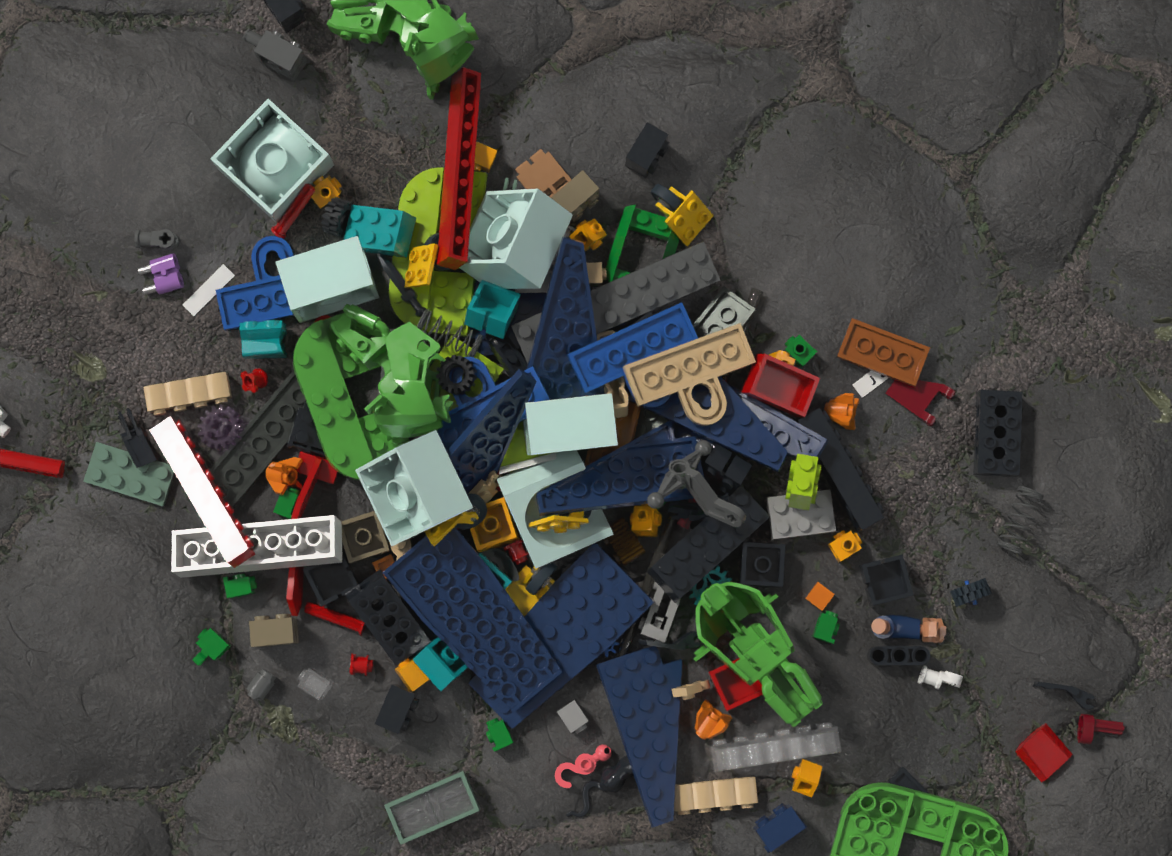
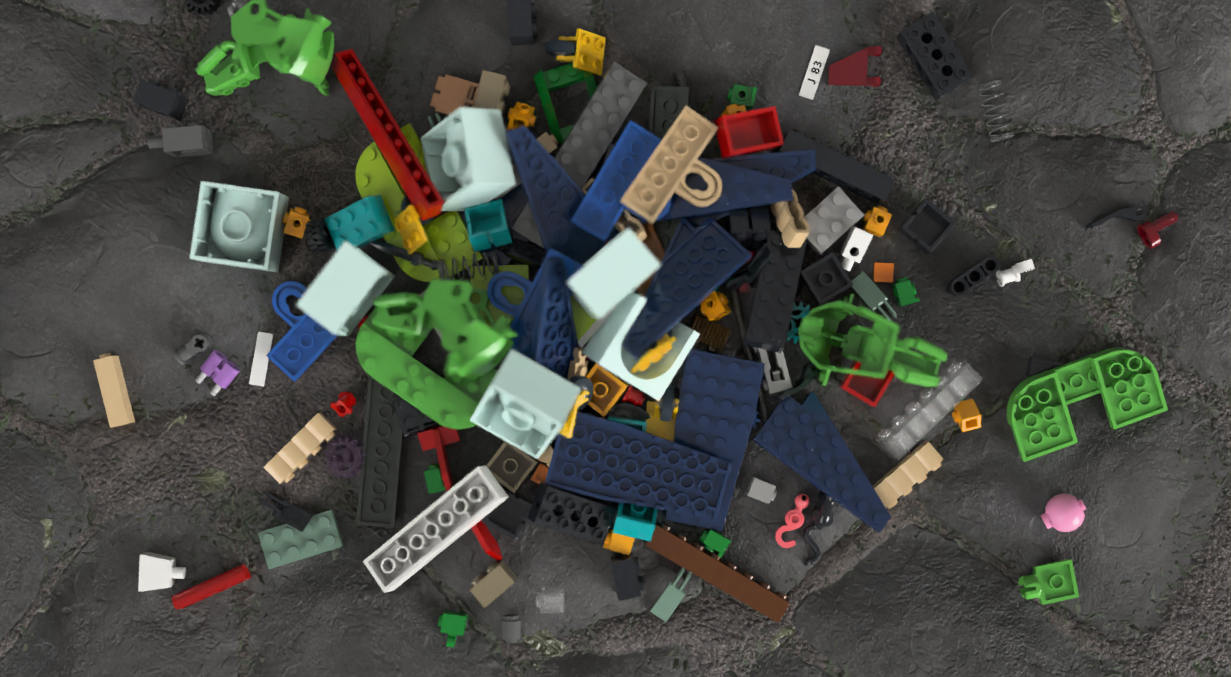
camera: 40 degrees left, 5 degrees up
(60, 228) = (113, 390): none -> tan brick
(202, 491) = (365, 517): brick -> none
(239, 586) = (443, 566): green brick -> none
(263, 339) = (329, 368): teal piece -> none
(283, 474) = (416, 460): orange brick -> none
(293, 211) = (282, 254): red axle -> none
(335, 617) = (531, 539): red axle -> none
(361, 665) = (575, 561): red brick -> none
(423, 758) = (670, 597): none -> sand green arm
(432, 807) = (703, 630): clear brick -> none
(447, 366) = (507, 289): black tyre -> none
(481, 764) = (718, 573): none -> reddish brown brick
(484, 157) = (400, 112): light orange brick -> none
(683, 475) = (724, 252): dark grey piece -> none
(688, 691) = (835, 411): tan plate -> none
(710, 721) = (867, 422): orange brick -> none
(764, 490) = (791, 222): none -> tan brick
(778, 827) = (972, 466): dark blue brick -> none
(794, 608) = (871, 294): none -> sand green arm
(805, 476) = (819, 200): lime brick -> none
(816, 549) = (855, 238): none -> white torso
(843, 410) = (806, 119): orange brick -> none
(883, 352) = (806, 54): dark orange plate -> none
(907, 627) = (962, 252): piece -> none
(970, 592) = (996, 191): black wheel -> none
(1043, 752) = (1128, 274): red slope -> none

